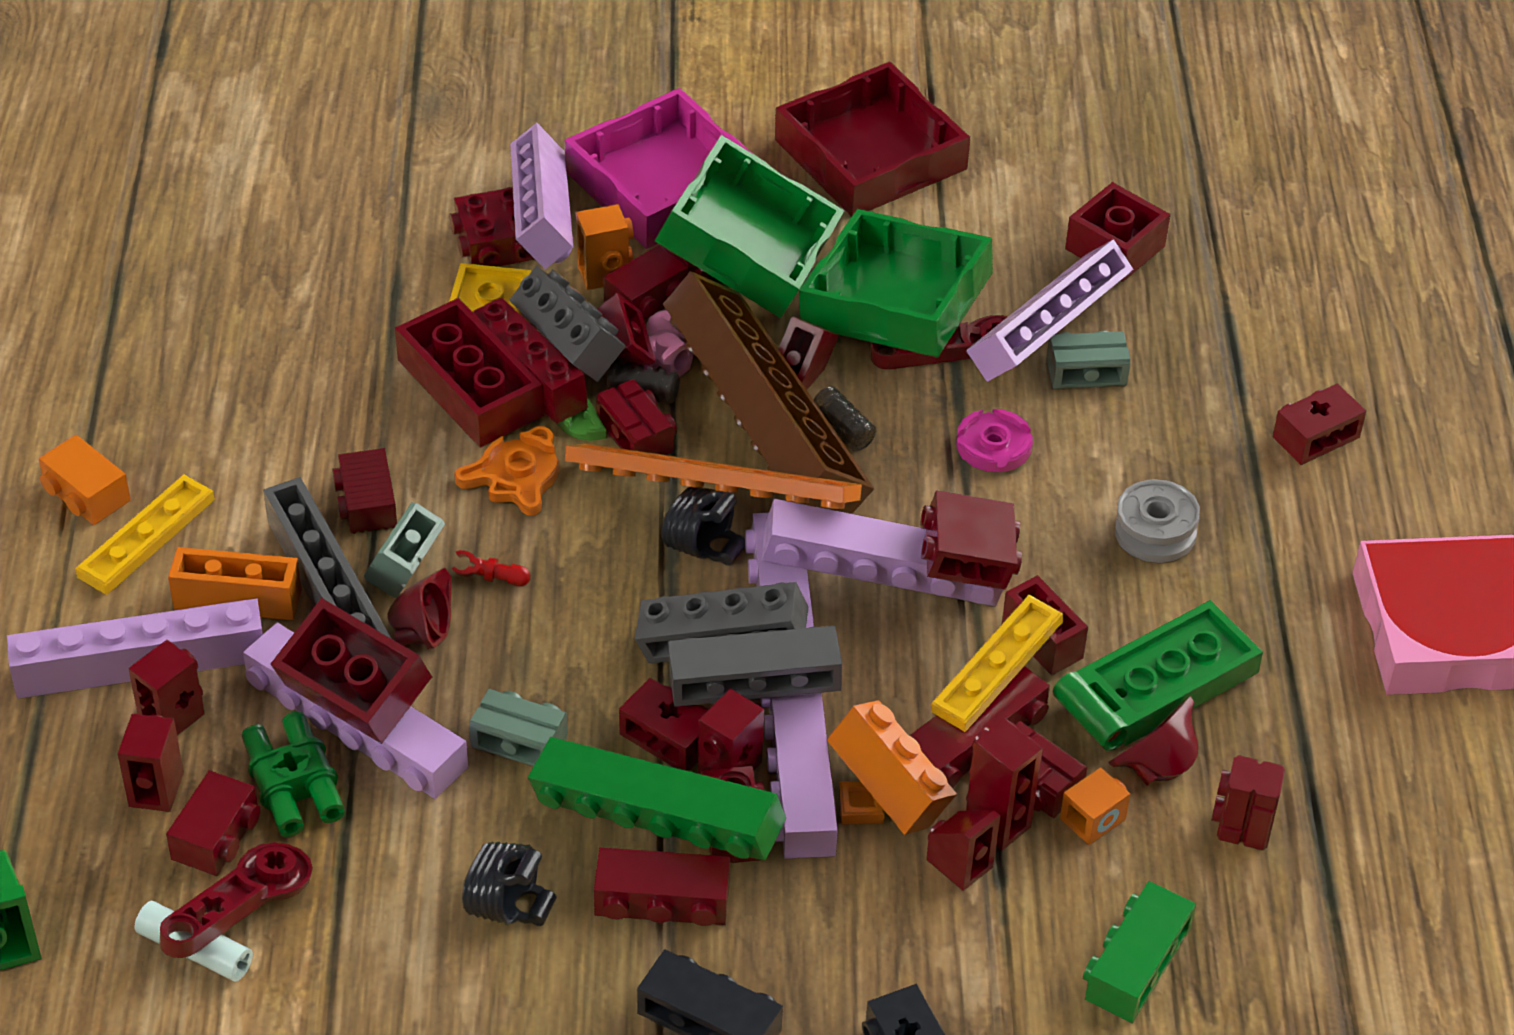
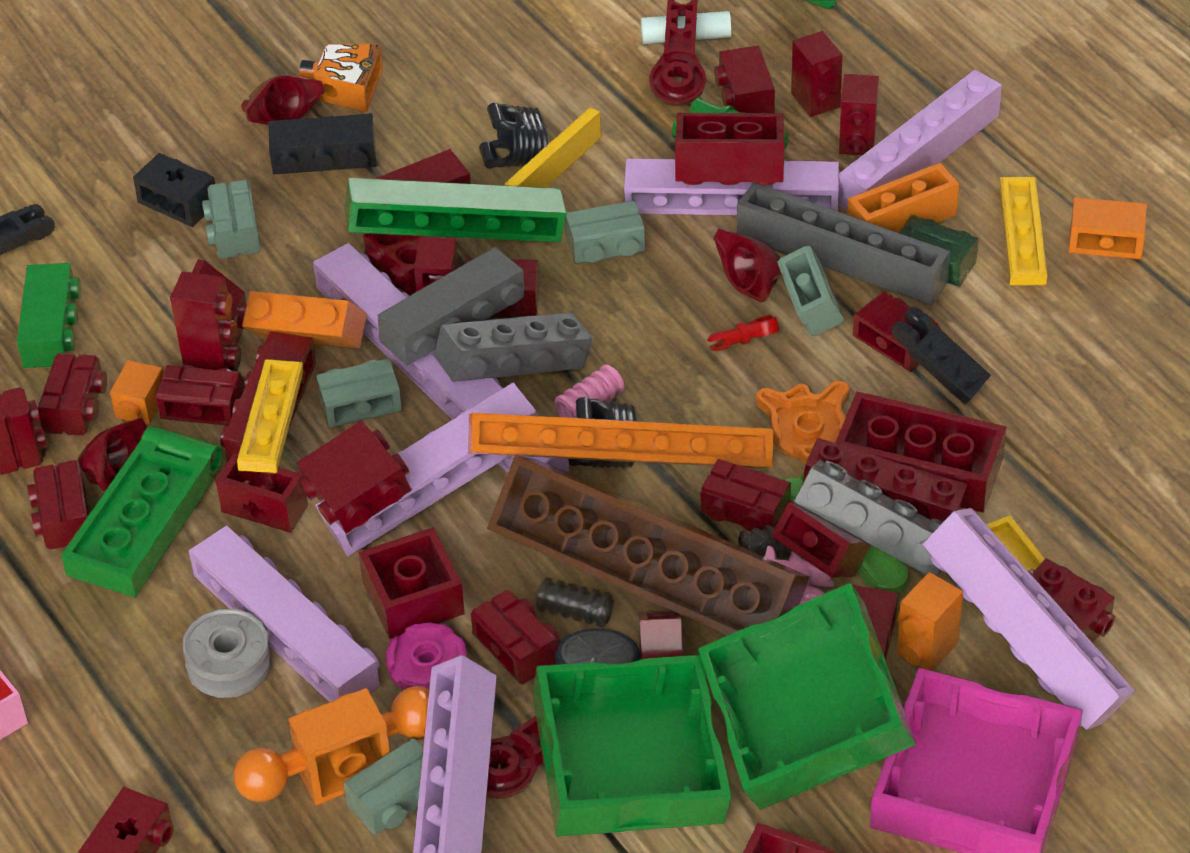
camera: 150 degrees right, 0 degrees up
(245, 529) = (960, 243): none -> clear green brick
(363, 431) = (940, 355): none -> black hinge
(458, 850) = (560, 152): none -> yellow tile
(679, 578) = (601, 384): none -> bright pink piece
(861, 373) = (596, 646): none -> dark grey wheel
(873, 960) = (232, 218): none -> sand green brick
(894, 684) = (358, 392): none -> sand green brick
(912, 415) = (515, 635): none -> dark red brick
(970, 468) = (411, 582): none -> dark red brick
(1091, 527) = (294, 625): none -> lavender brick
(1116, 384) = (332, 745): none -> orange brick
(1162, 840) = (71, 394): none -> dark red brick
(1233, 725) = (60, 502): none -> dark red brick

